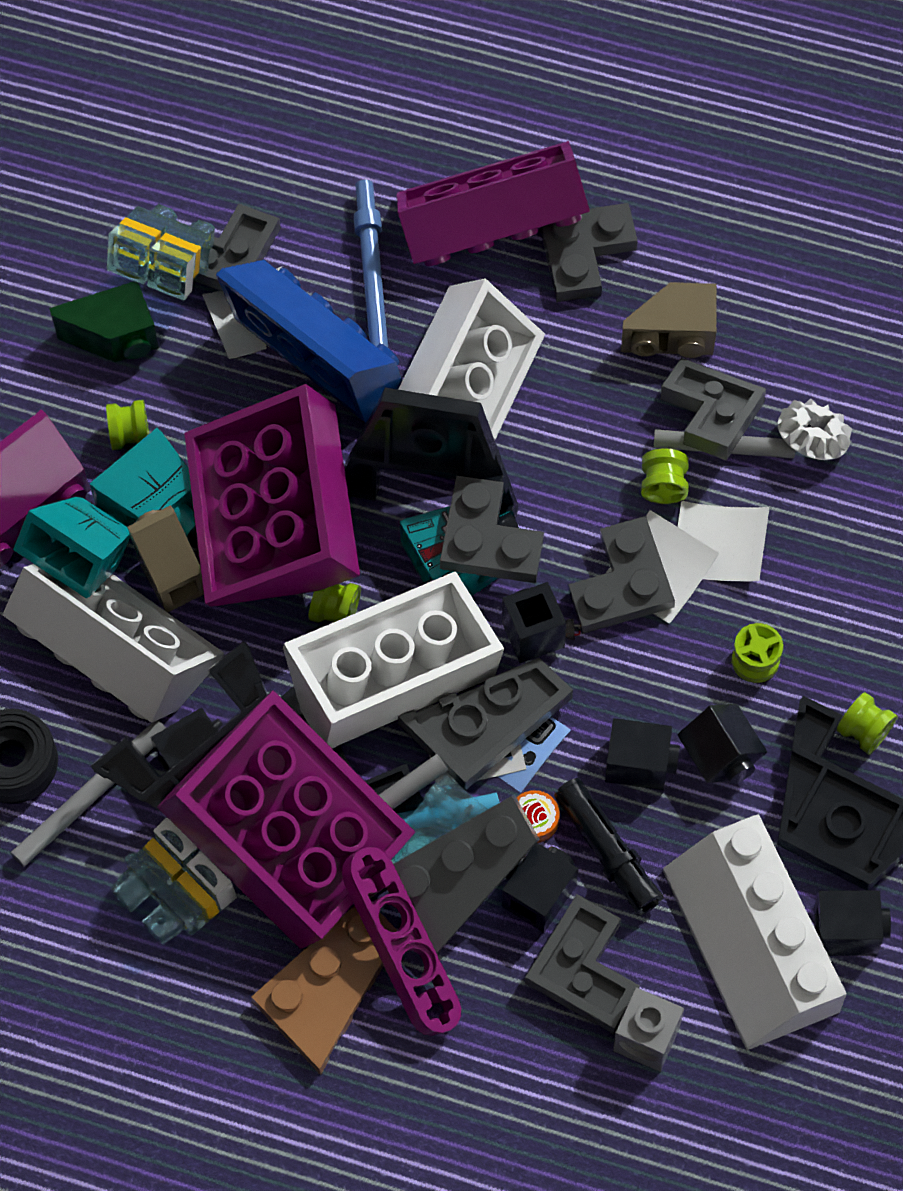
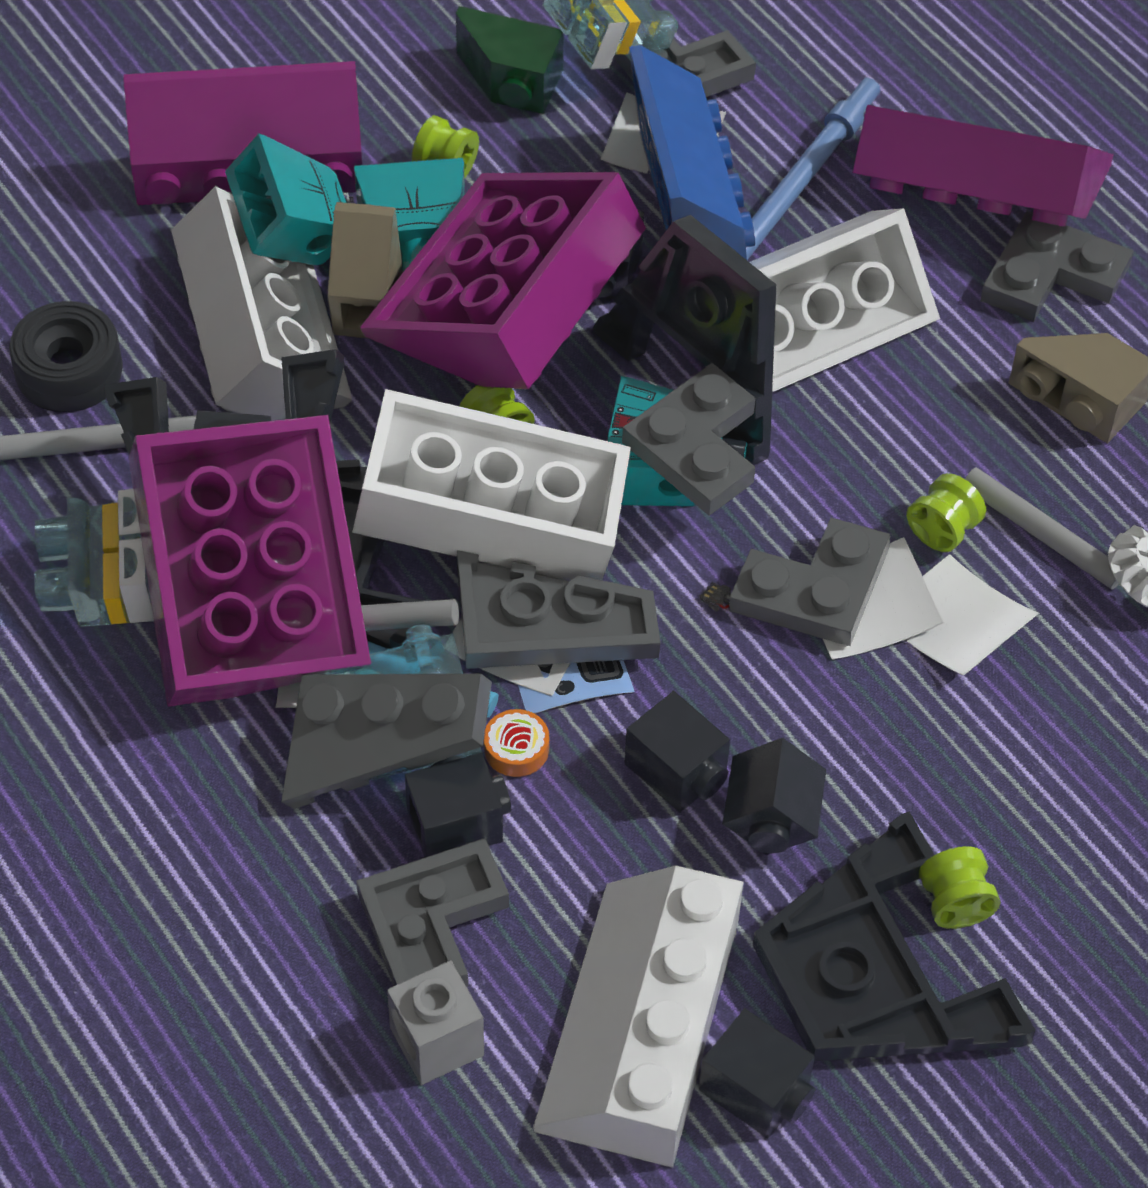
camera: 35 degrees right, 10 degrees down
(322, 988) = (153, 753): medium nougat wing -> none
(393, 945) = (265, 755): magenta beam -> none
(533, 622) = (676, 552): black brick -> none
(619, 862) = (562, 842): black pin -> none
(721, 406) = (1061, 478): dark grey plate -> none
(759, 641) = (887, 729): lime wheel -> none

